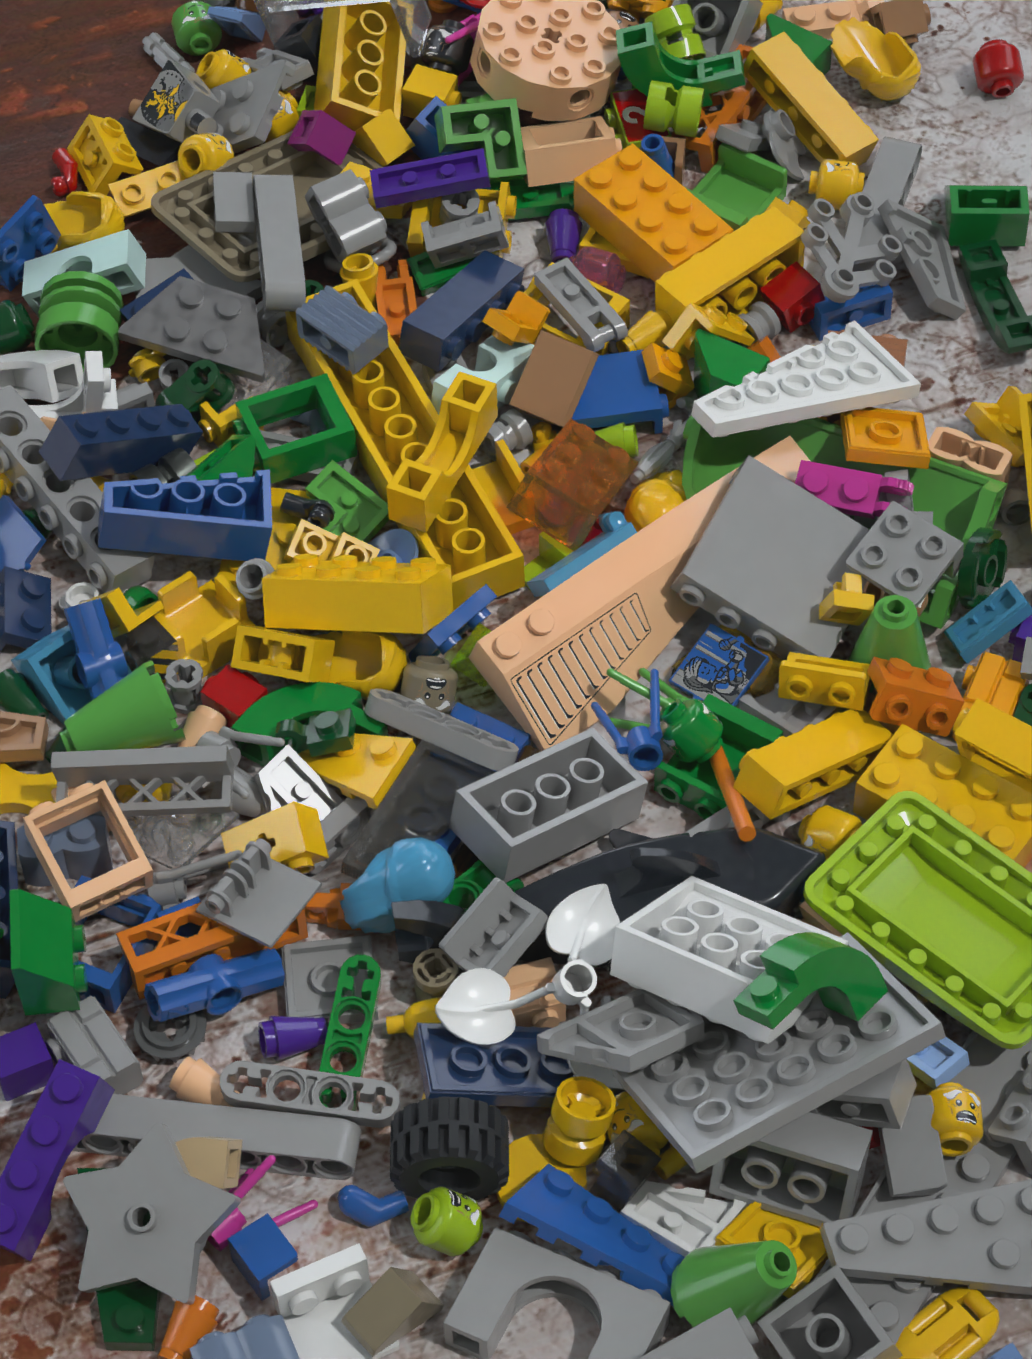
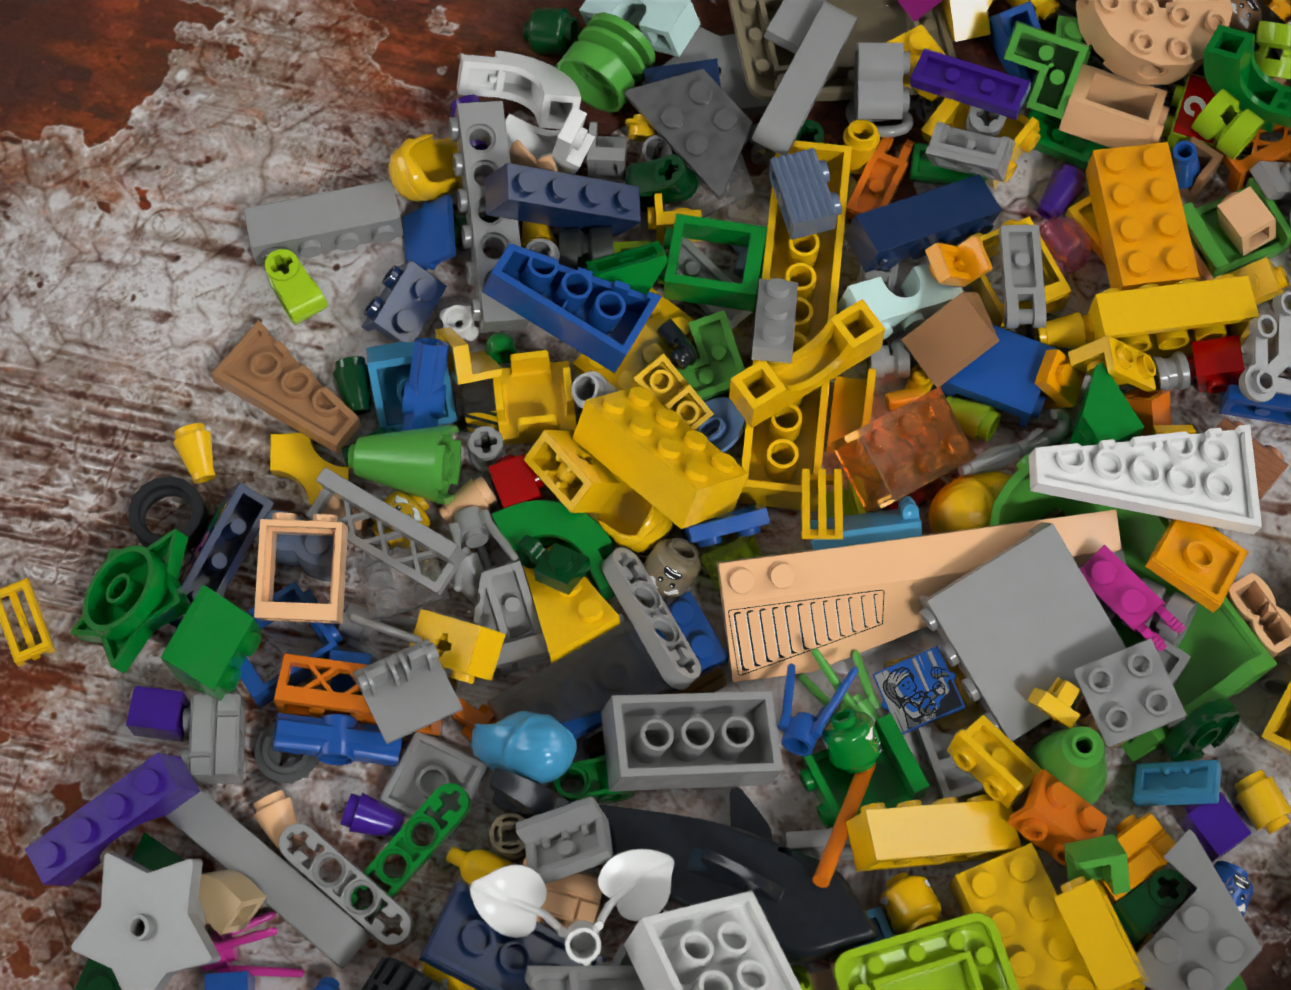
camera: 30 degrees right, 15 degrees up
(390, 430) = (775, 320): none -> light grey plate
(546, 543) = (822, 480): none -> yellow tile
(739, 179) = (1246, 220): none -> light nougat brick
(965, 692) = (1097, 860): none -> bright green panel

